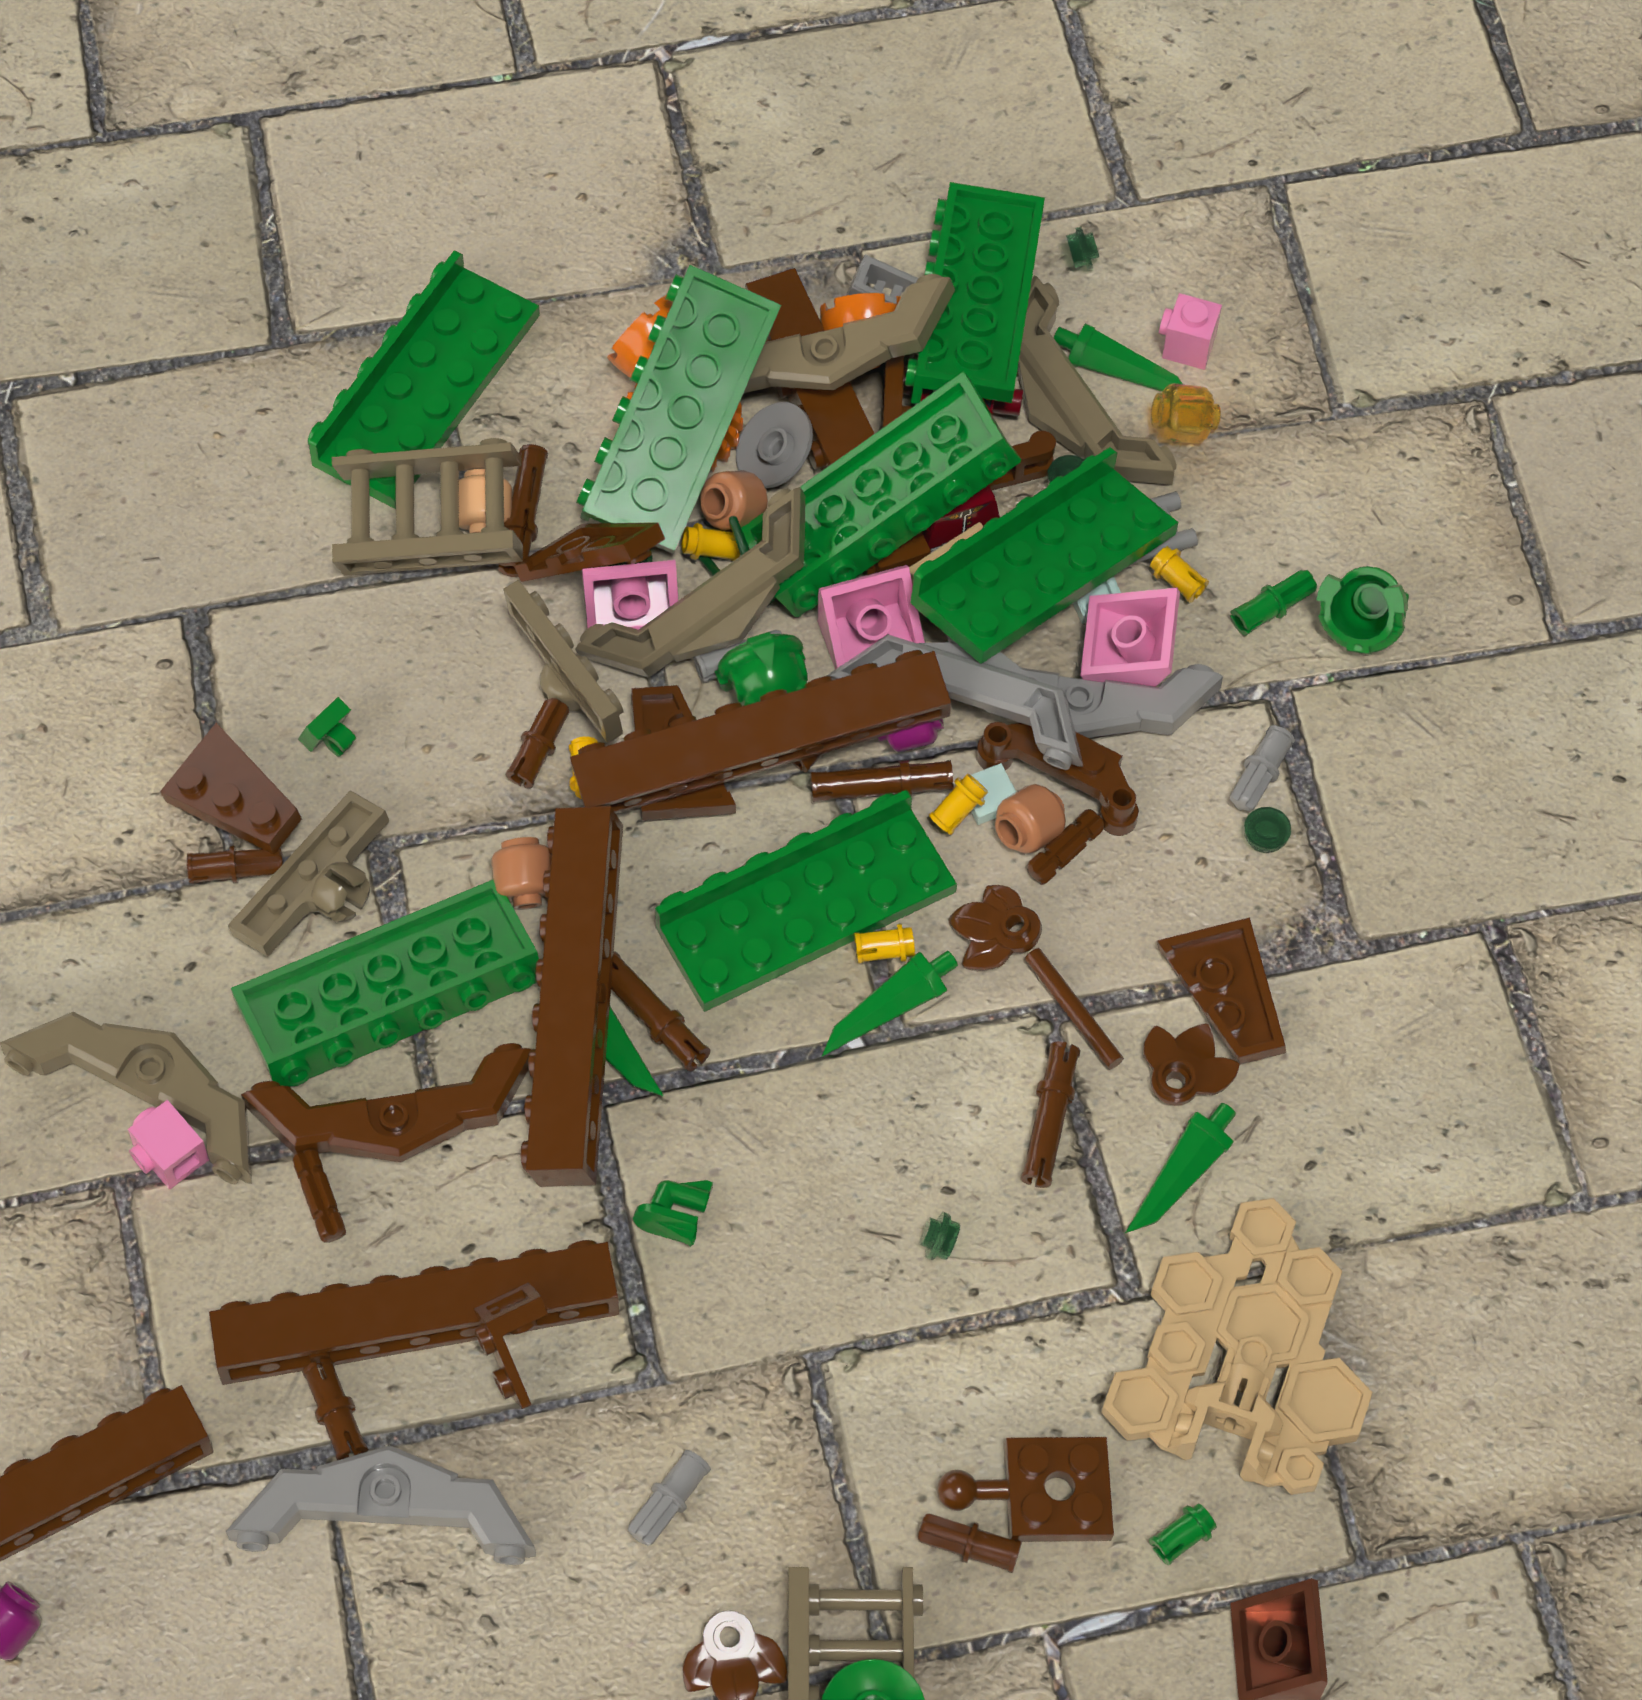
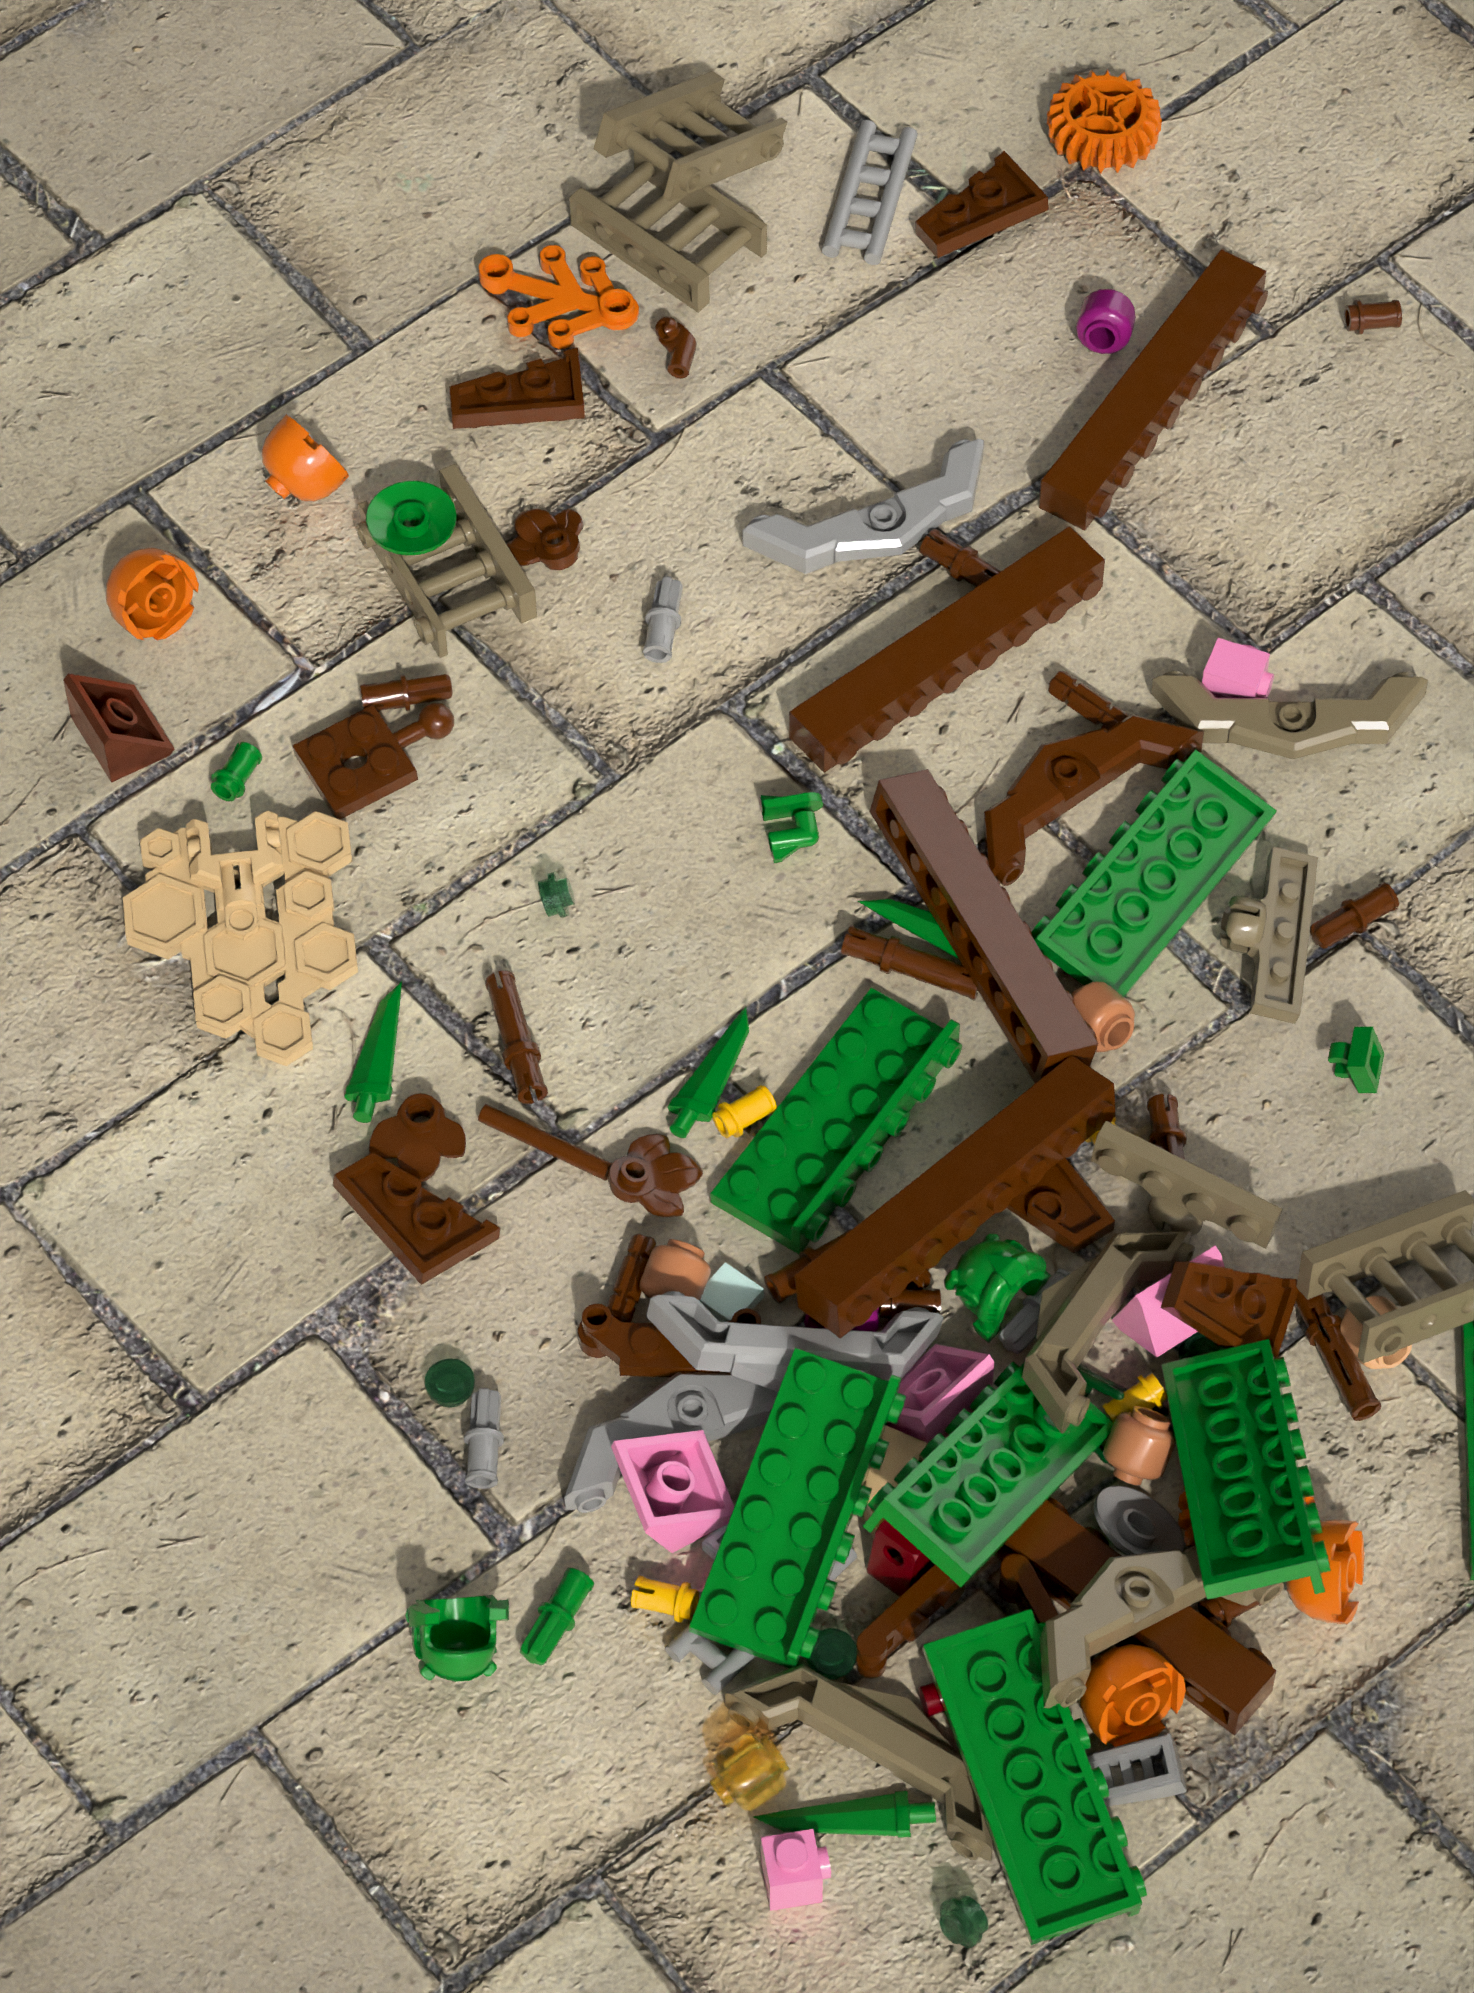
camera: 155 degrees right, 5 degrees down
(232, 793) = (1408, 965): reddish brown wing -> none
(507, 1314) = (856, 638): reddish brown bracket -> none
(959, 803) = (746, 1262): yellow pin -> none

